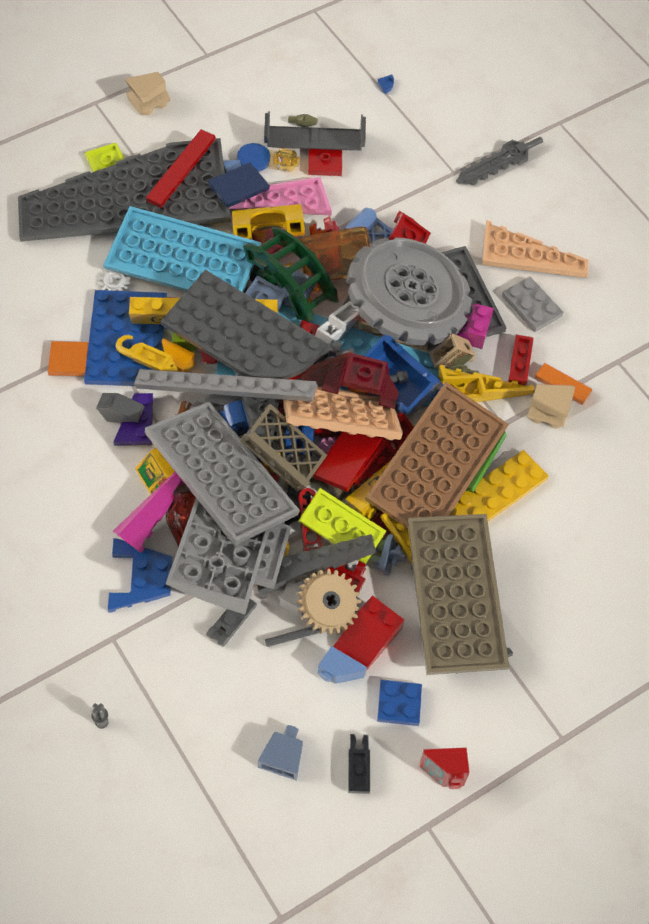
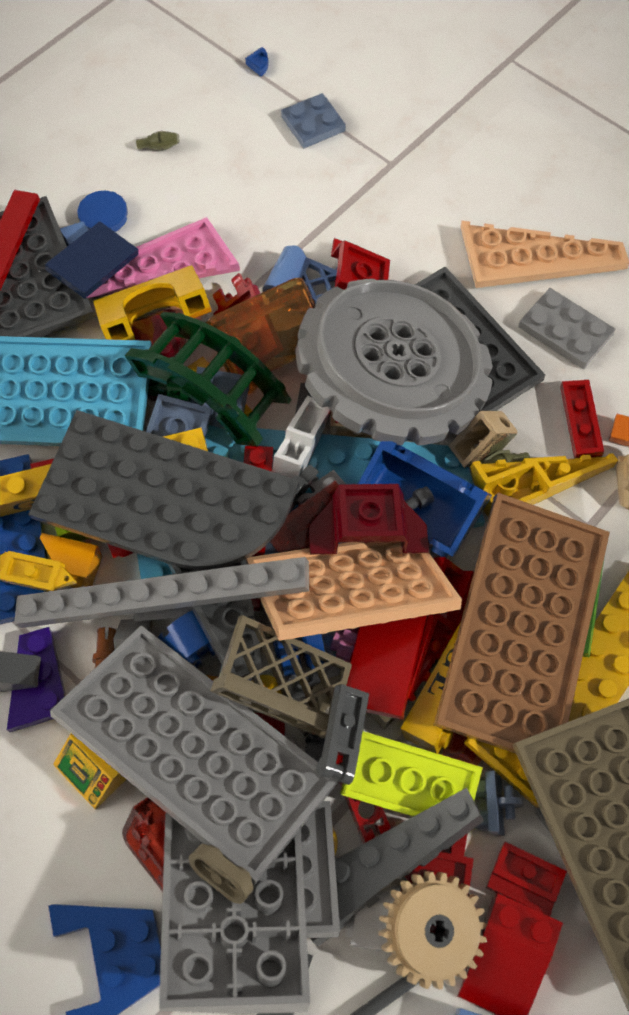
camera: 10 degrees left, 5 degrees up
(150, 512) = (83, 874): dark pink wedge -> none
(218, 532) = (221, 874): none -> dark tan plate
(286, 160) = (150, 204): clear yellow head -> none
(309, 485) = (343, 734): none -> dark grey plate
(314, 137) = (182, 161): dark grey piece -> none
(325, 162) = (206, 191): red plate -> none
(394, 596) = (526, 879): none -> red plate
(410, 131) = (313, 120): none -> sand blue plate
(477, 325) = (508, 384): dark pink slope -> none
(512, 152) = (462, 115): dark grey bar -> none

